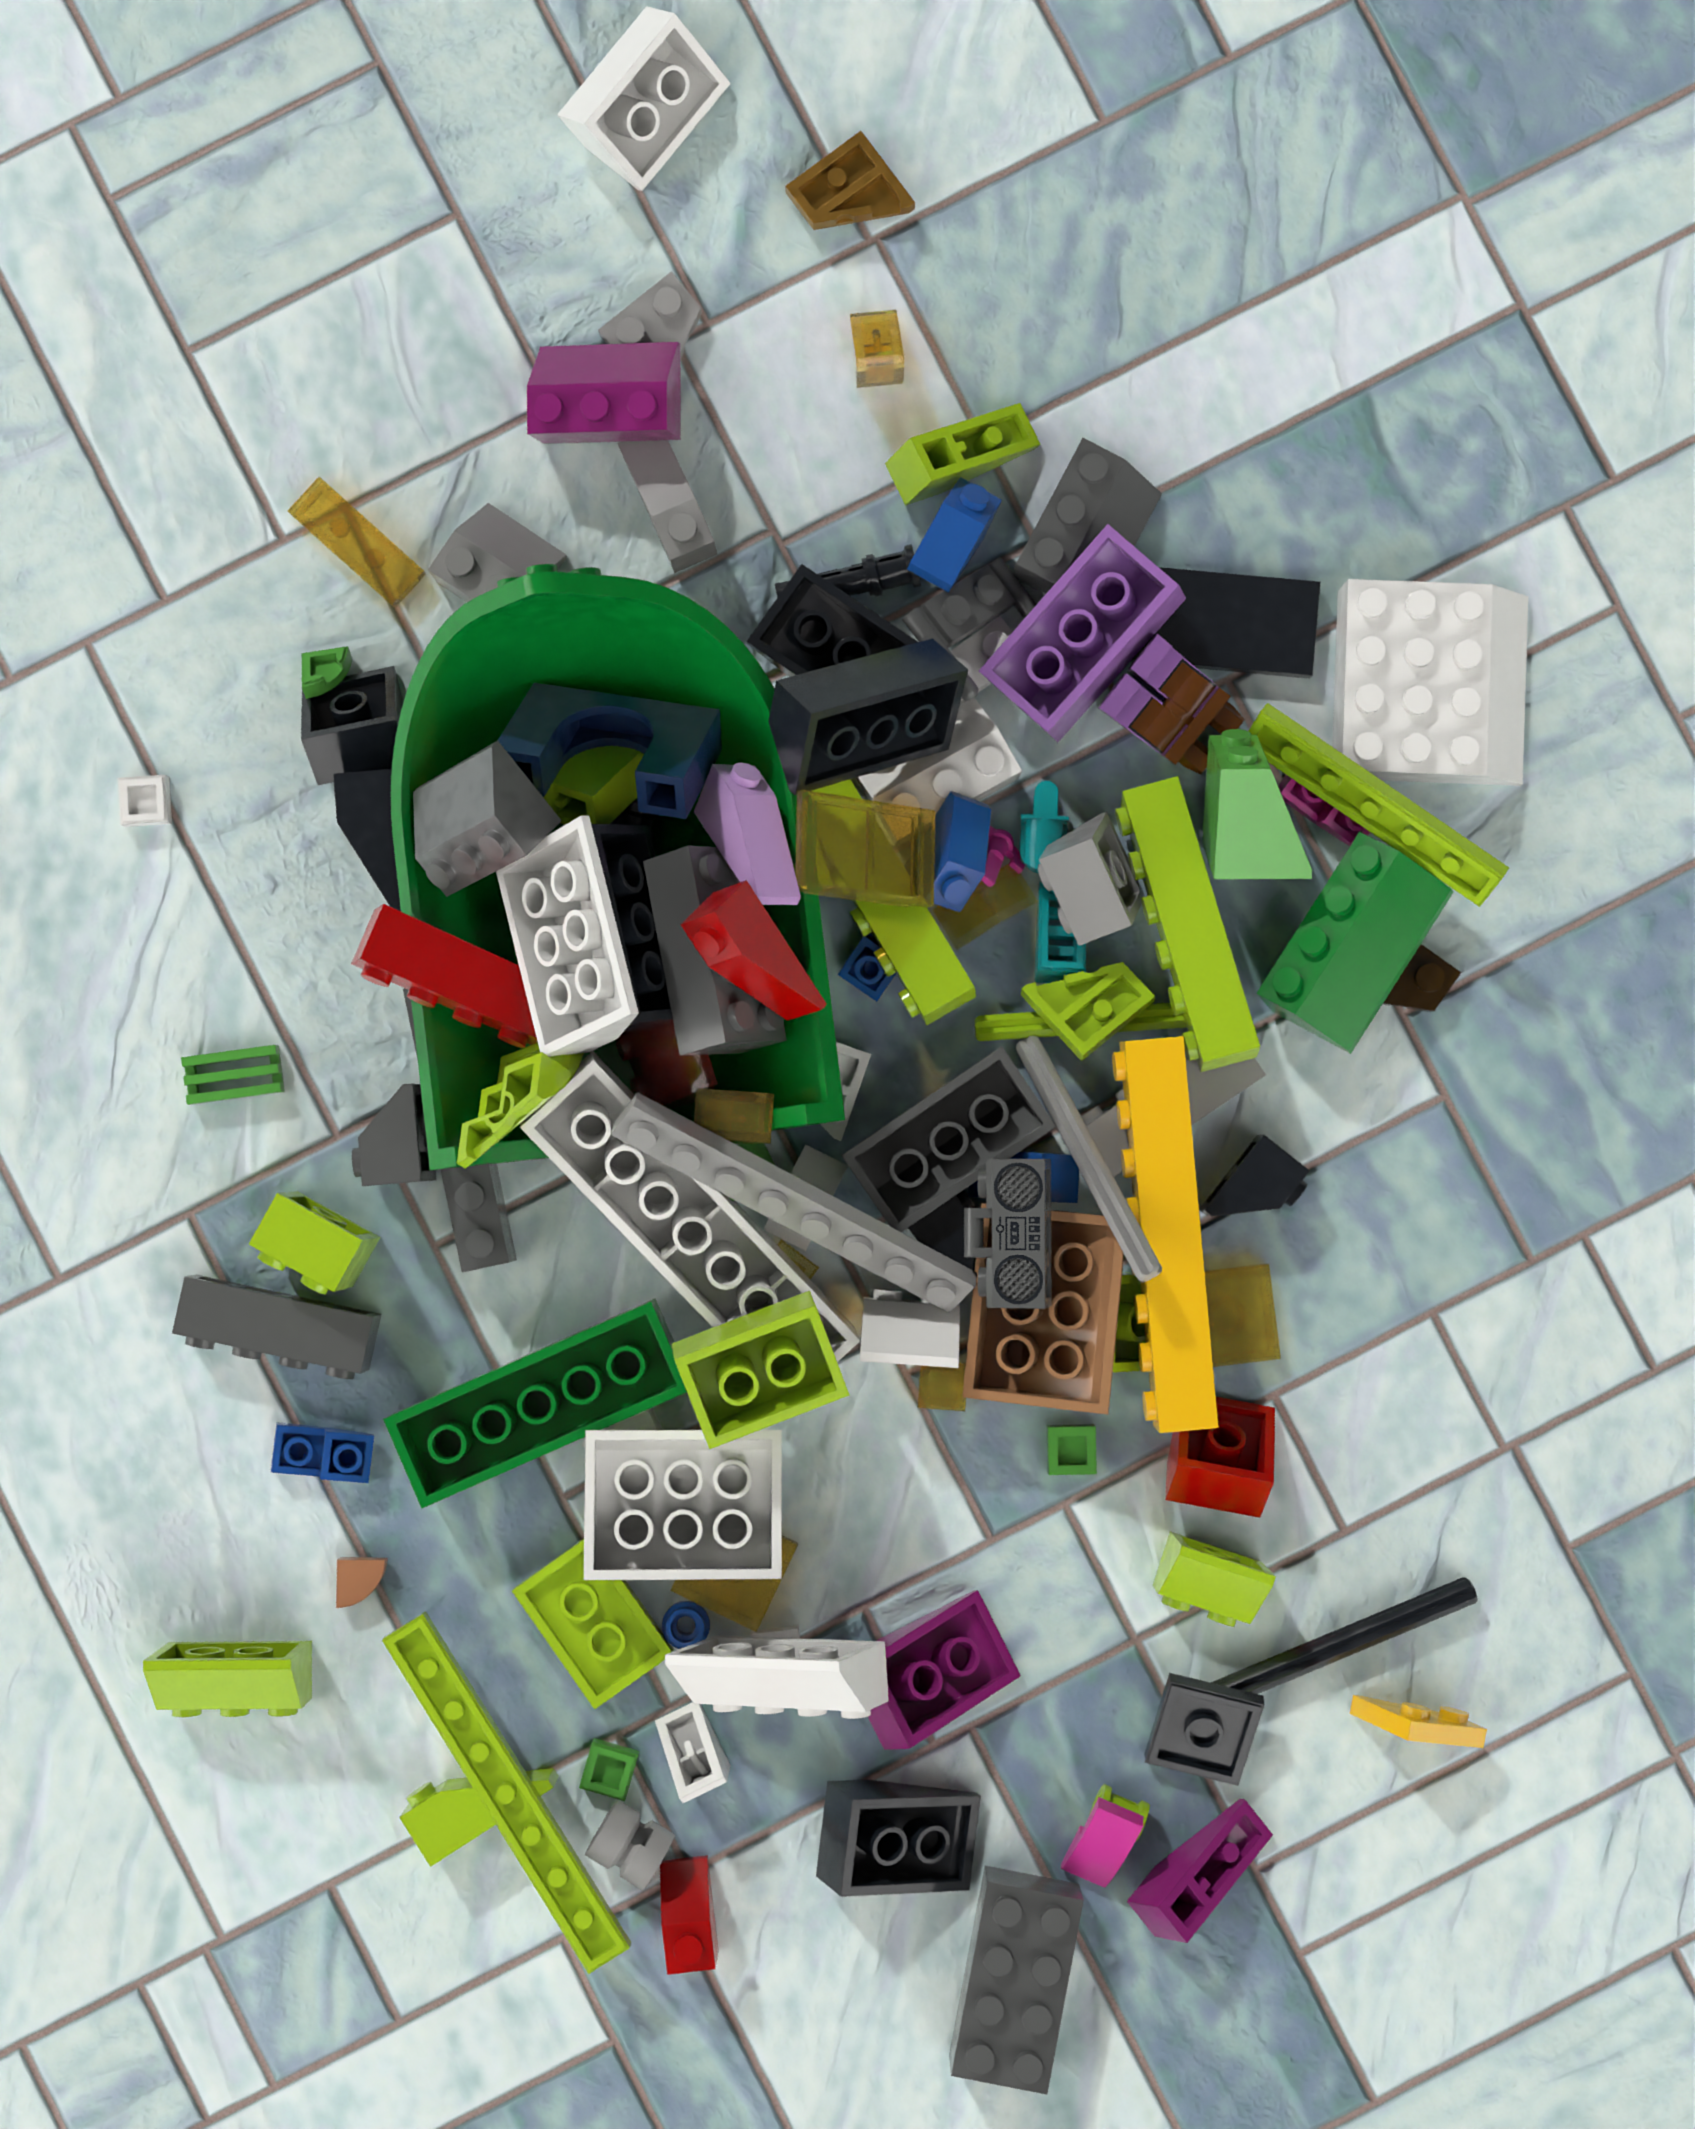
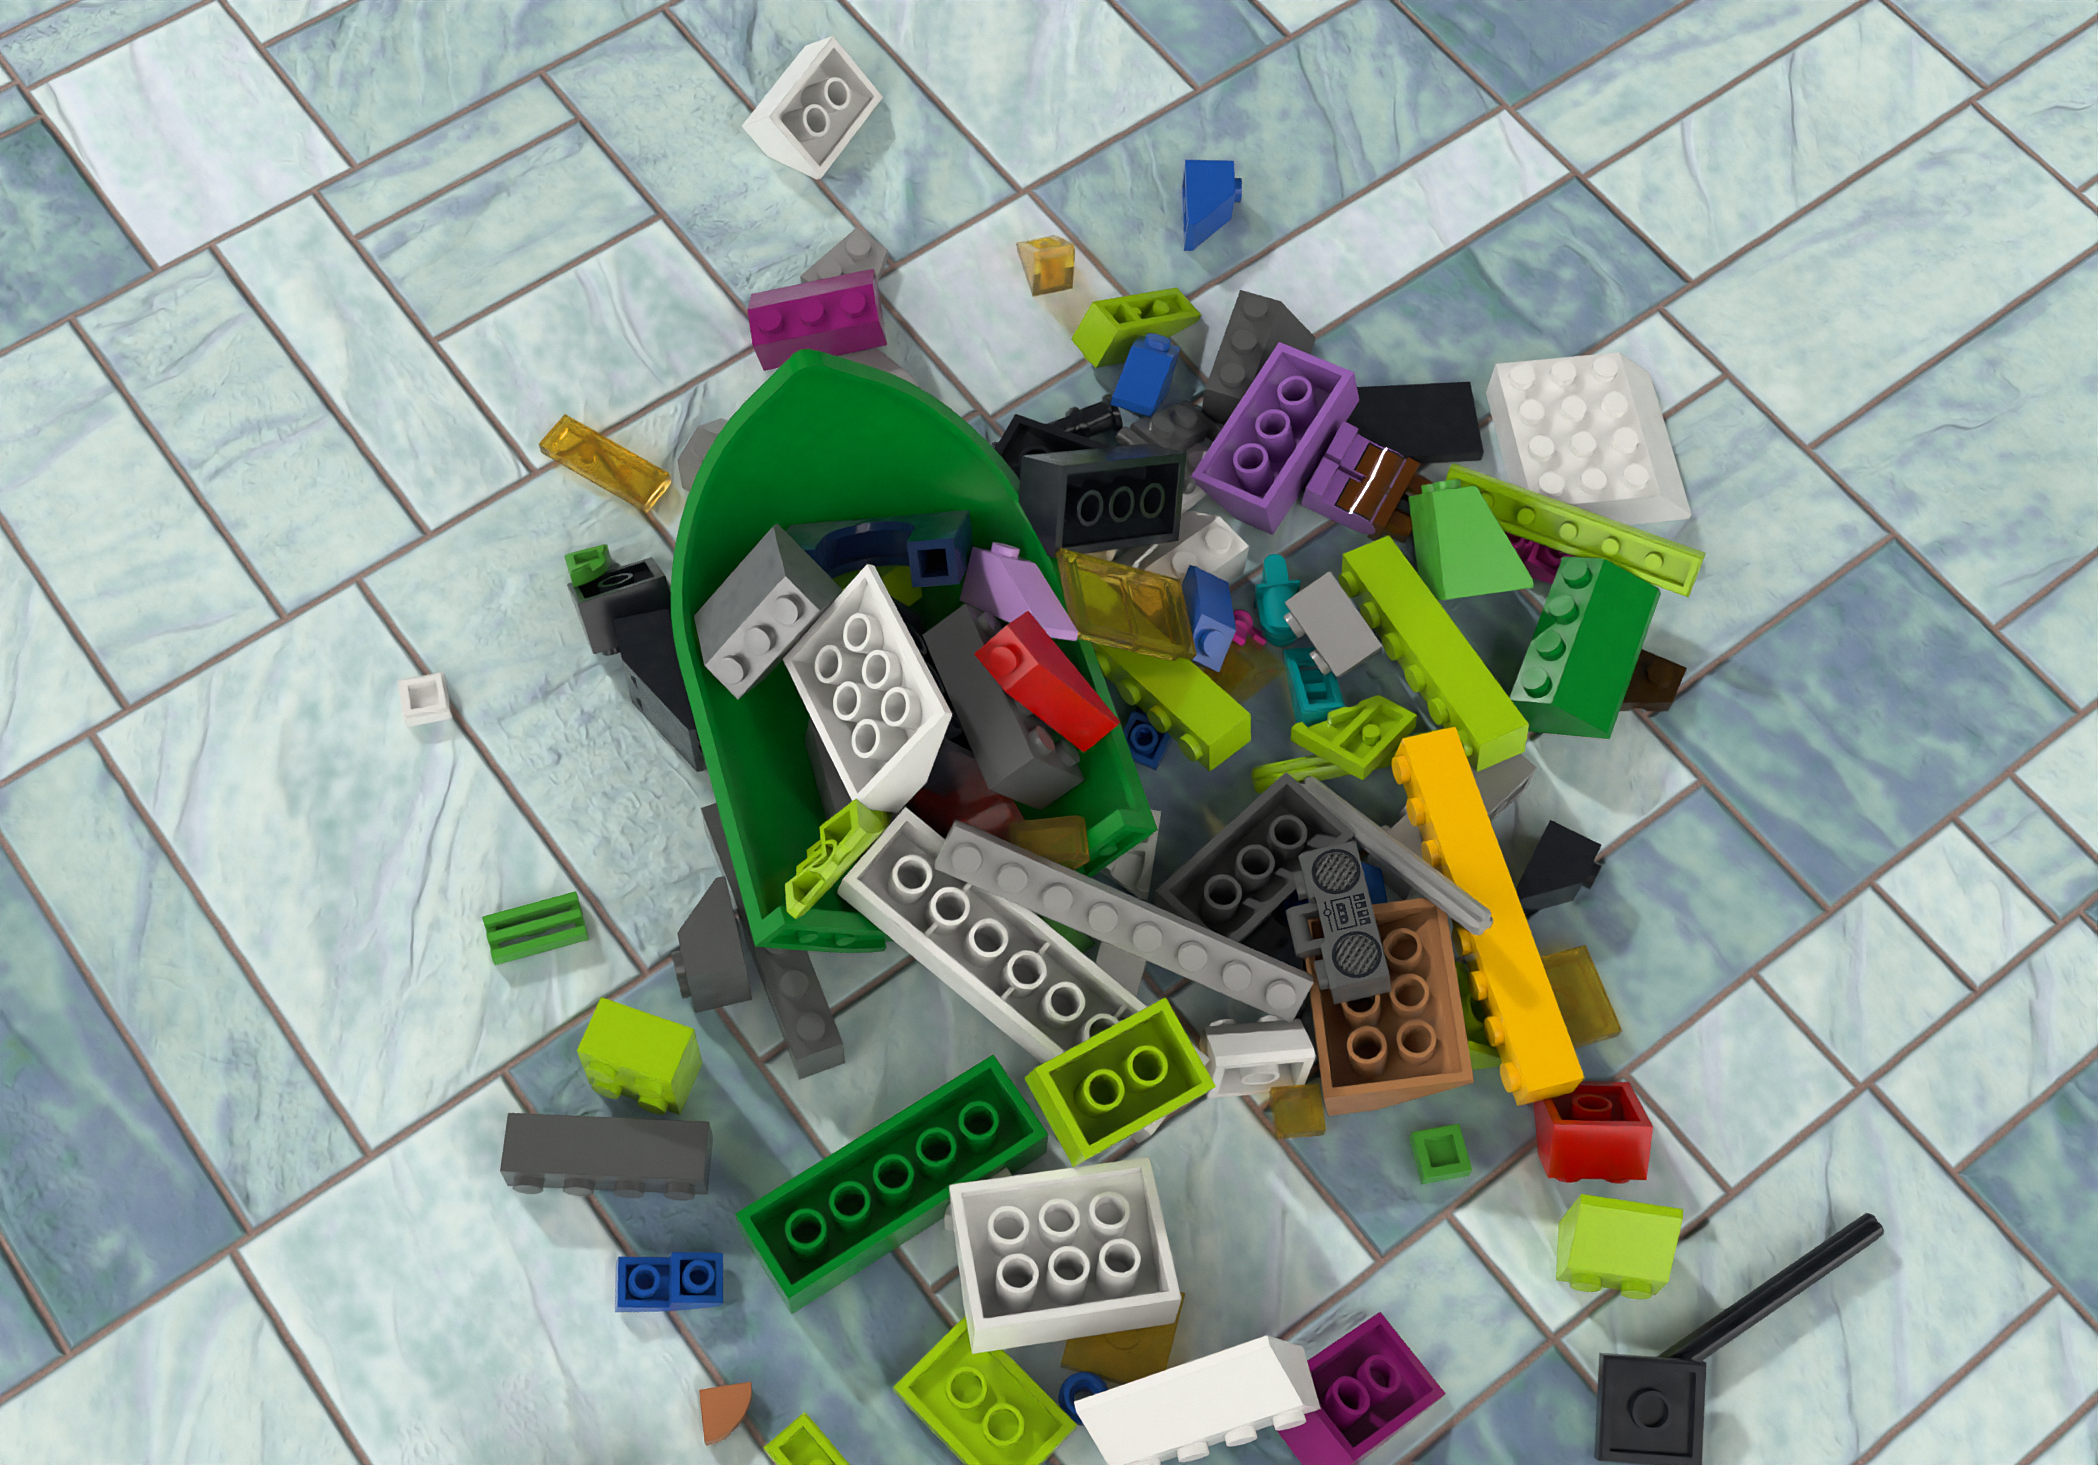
camera: 20 degrees left, 25 degrees down
(446, 972) = (753, 756): red brick -> none
(849, 187) = (998, 152): pearl gold wing -> none
(1078, 291) = (1207, 198): none -> blue slope
(1419, 1722) = (1868, 1358): yellow wing -> none

